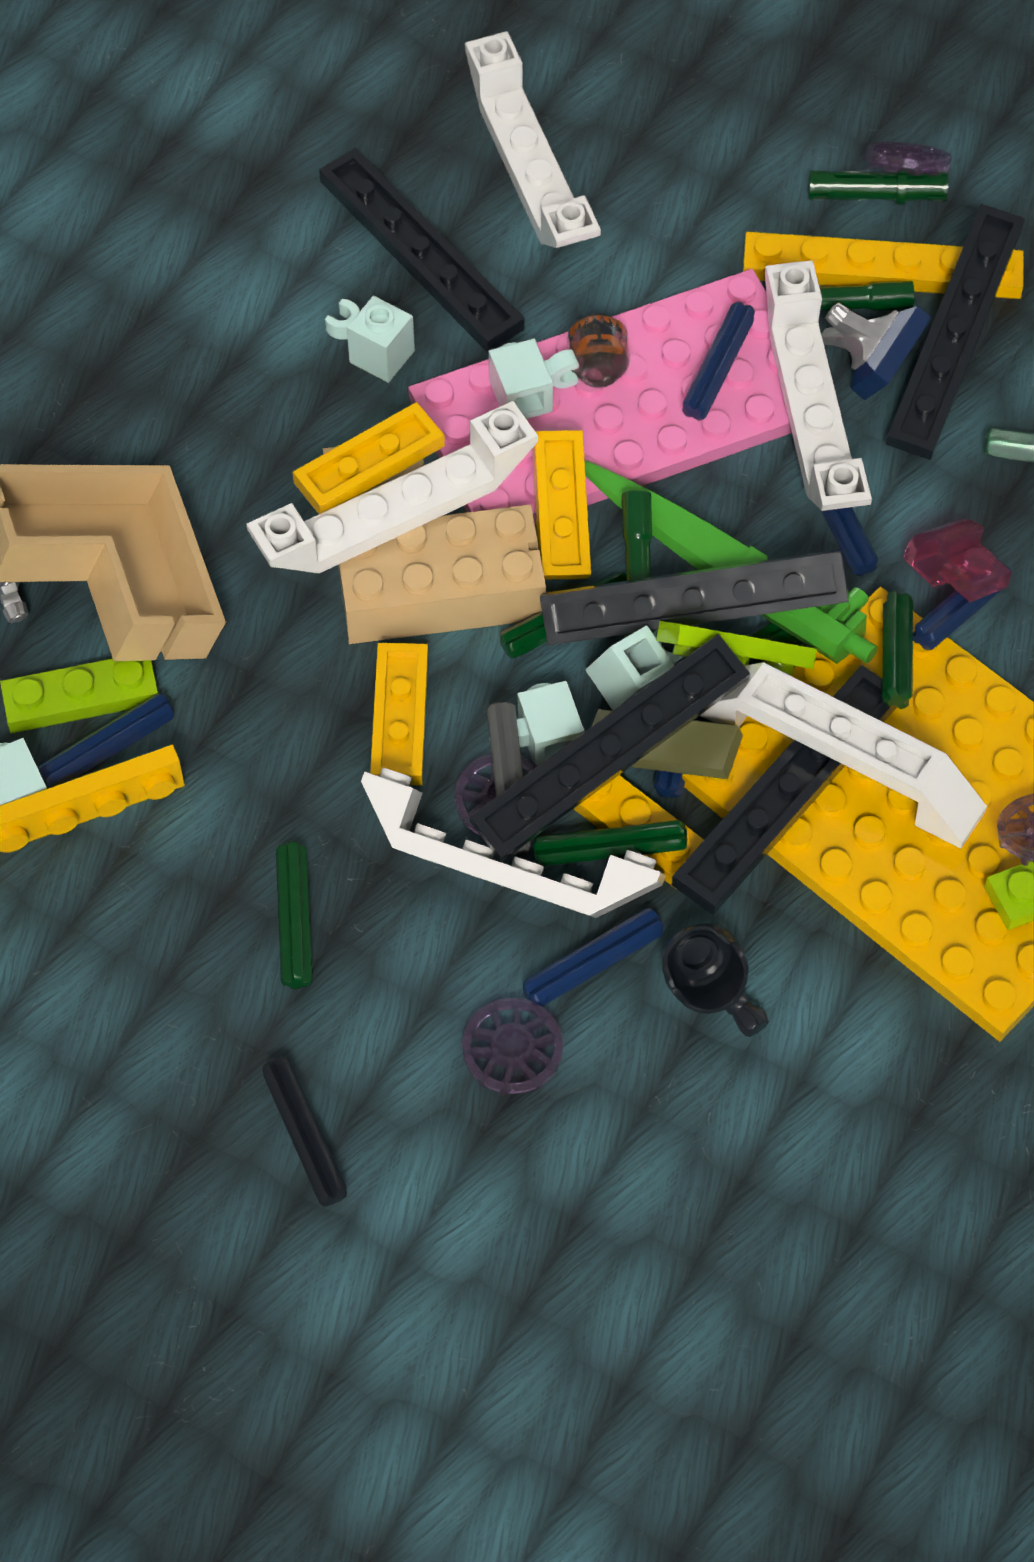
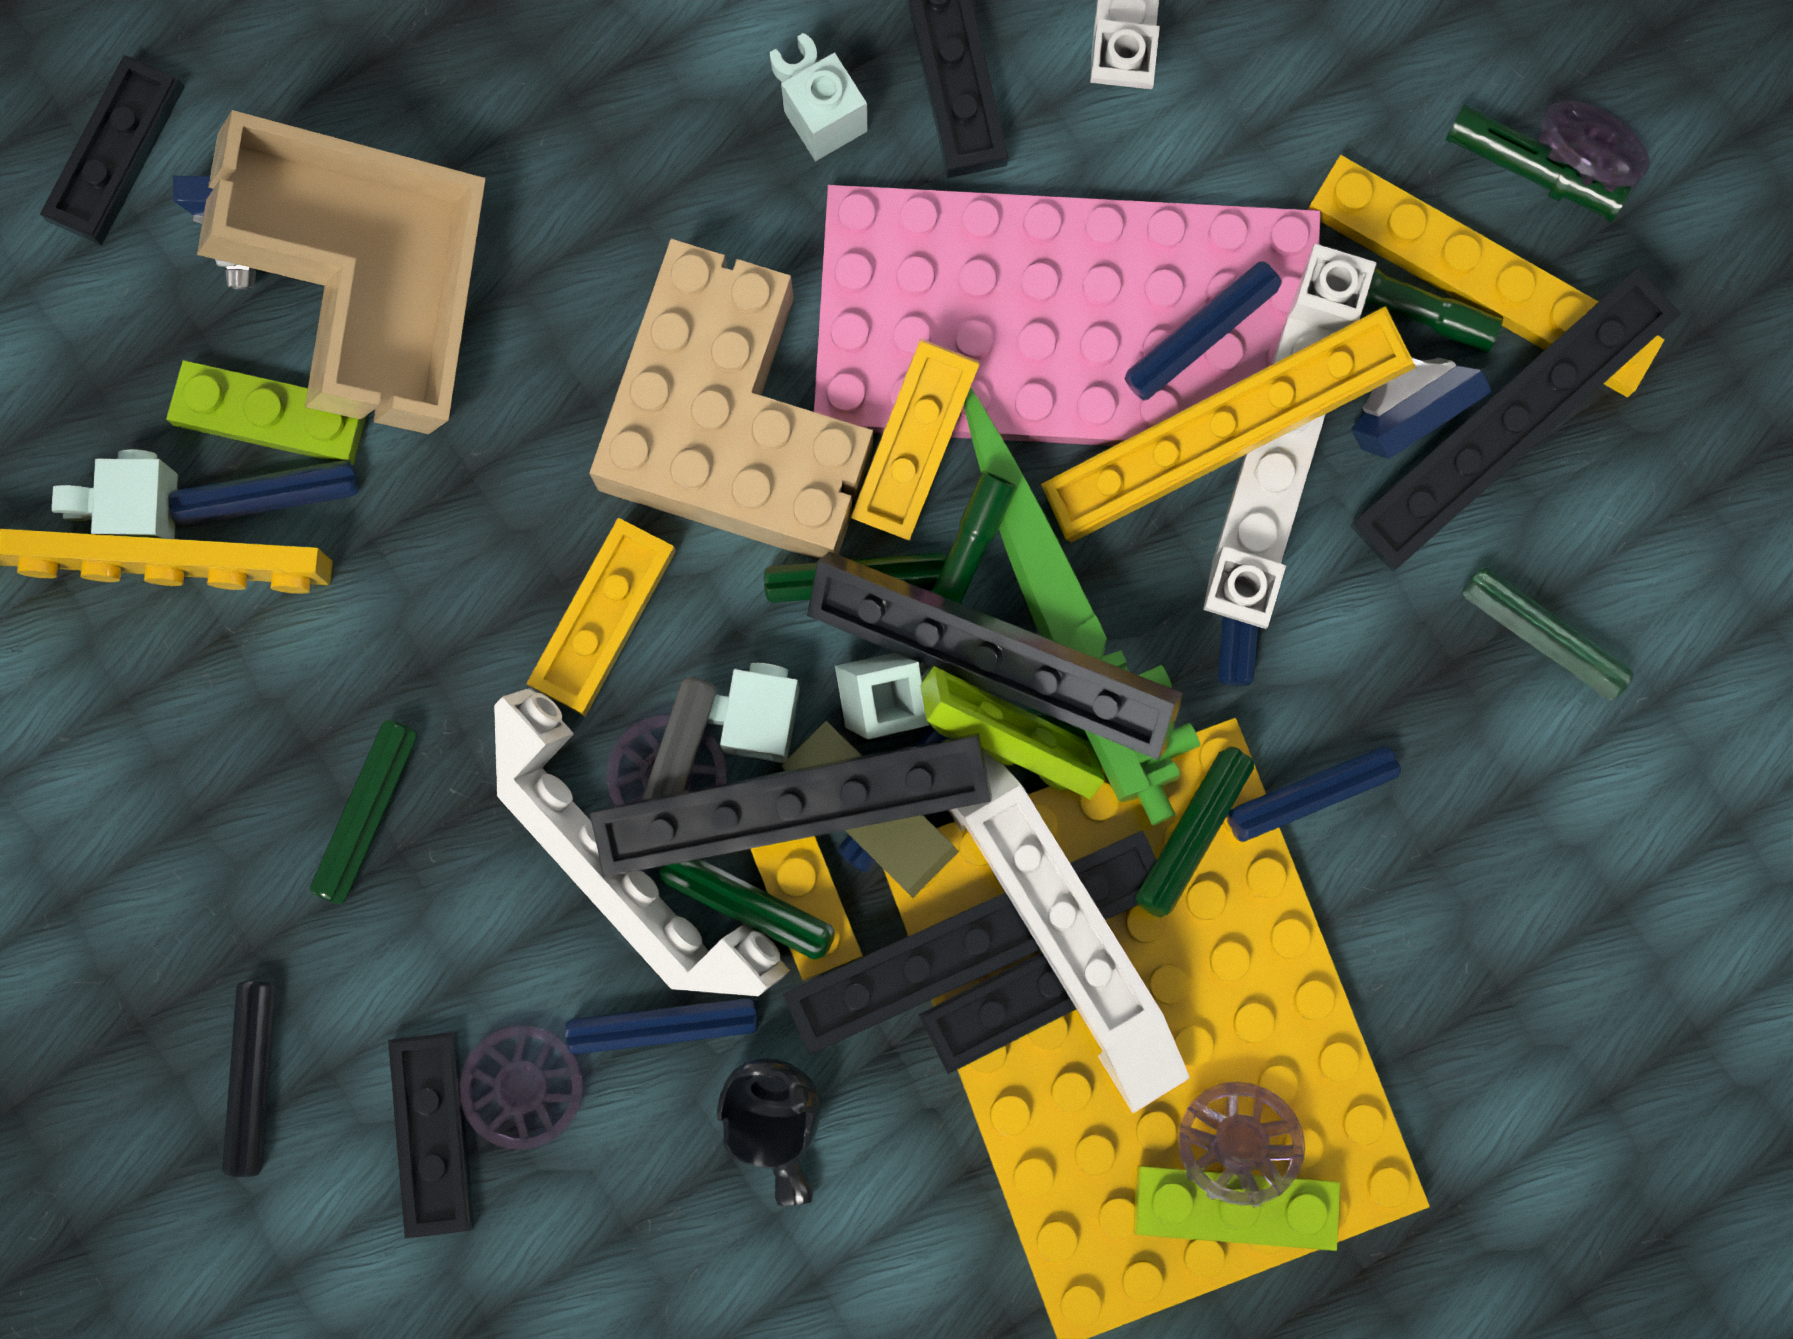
camera: 25 degrees right, 20 degrees up
(369, 458) = (703, 291): yellow plate -> none
(463, 1109) = (430, 1135): none -> black tile
(496, 447) = (701, 368): white slope -> none
(524, 377) = (954, 252): light aqua brick -> none
(600, 349) = (1064, 251): clear smoke head -> none
(772, 401) = (1228, 425): none -> yellow tile
(832, 825) = (996, 1012): none -> black tile
(956, 557) = (1340, 731): clear pink brick -> none

